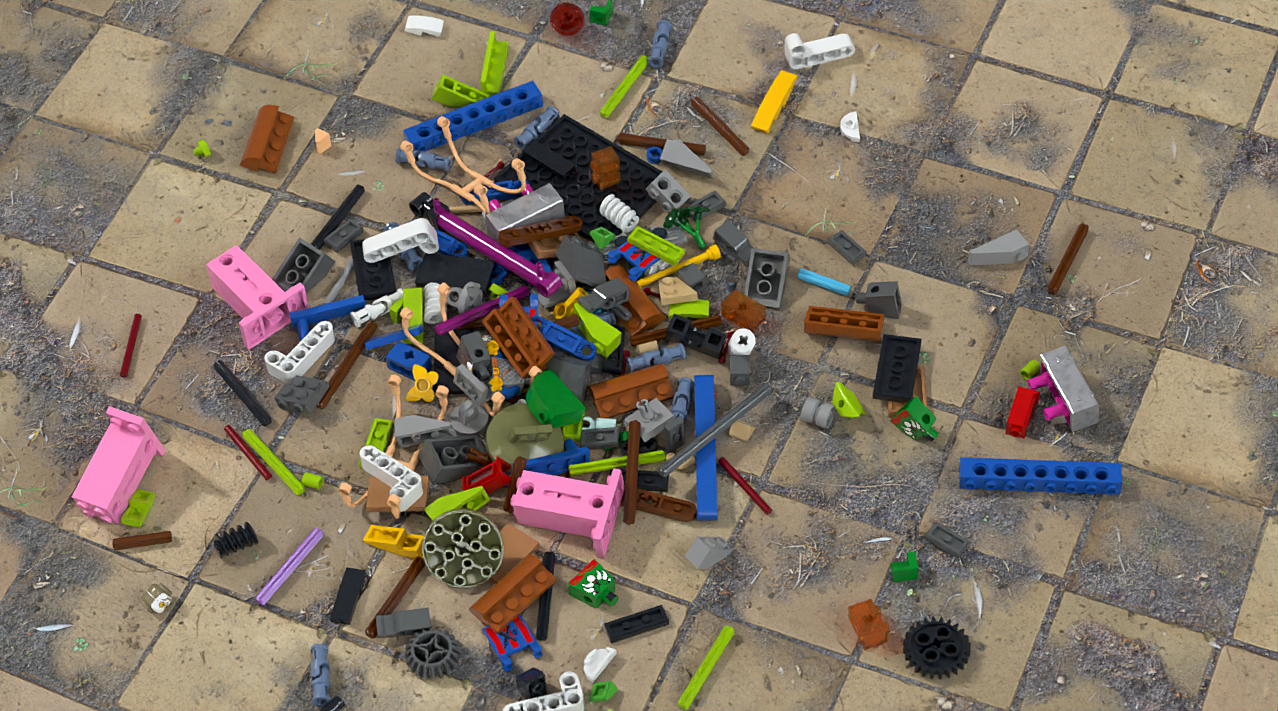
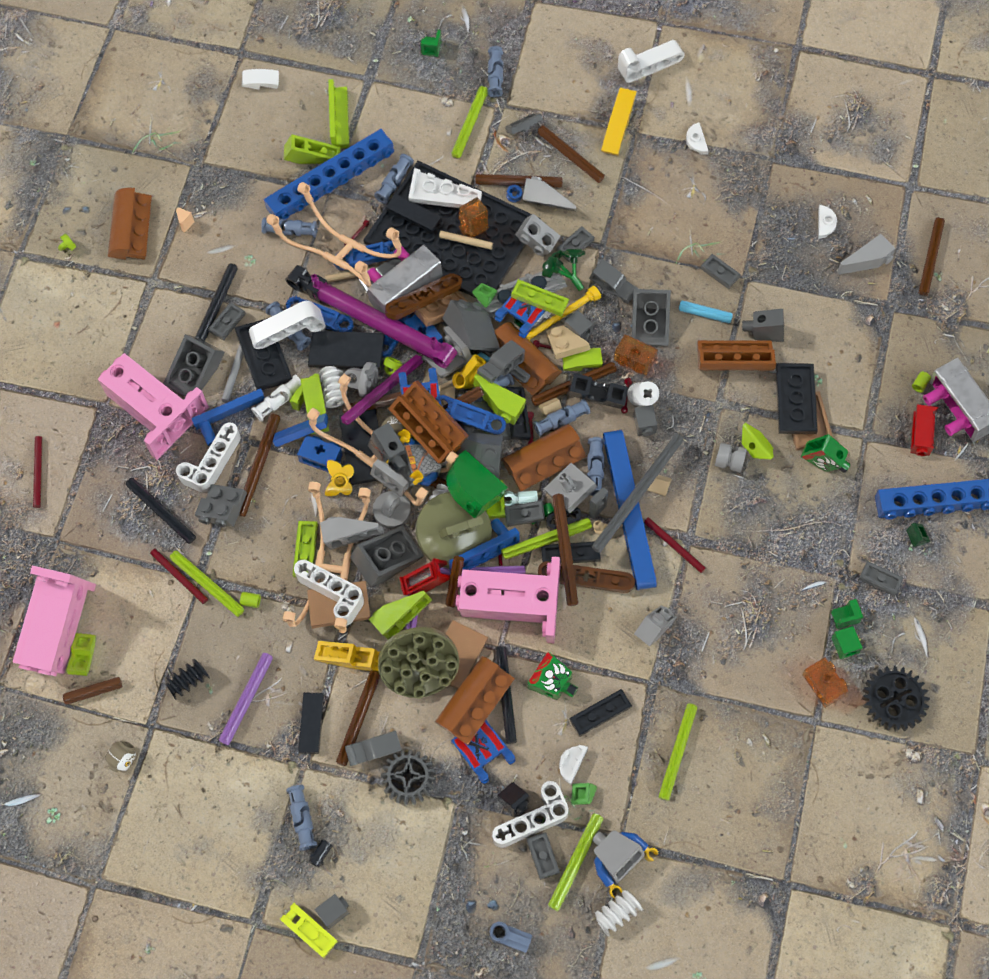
camera: 10 degrees left, 15 degrees up
(480, 457) = (413, 554): reddish brown axle -> none
(567, 19) = (401, 56): clear red cone -> none
(575, 142) = (435, 191): none -> white wing
(593, 188) = (466, 240): none -> tan bar
(619, 213) = (494, 267): white piece -> none
(678, 94) = (523, 124): none -> dark grey plate
(898, 592) = (846, 642): none -> green panel
(967, 215) = (826, 221): none -> white plate
(995, 506) = (917, 534): none -> dark green slope

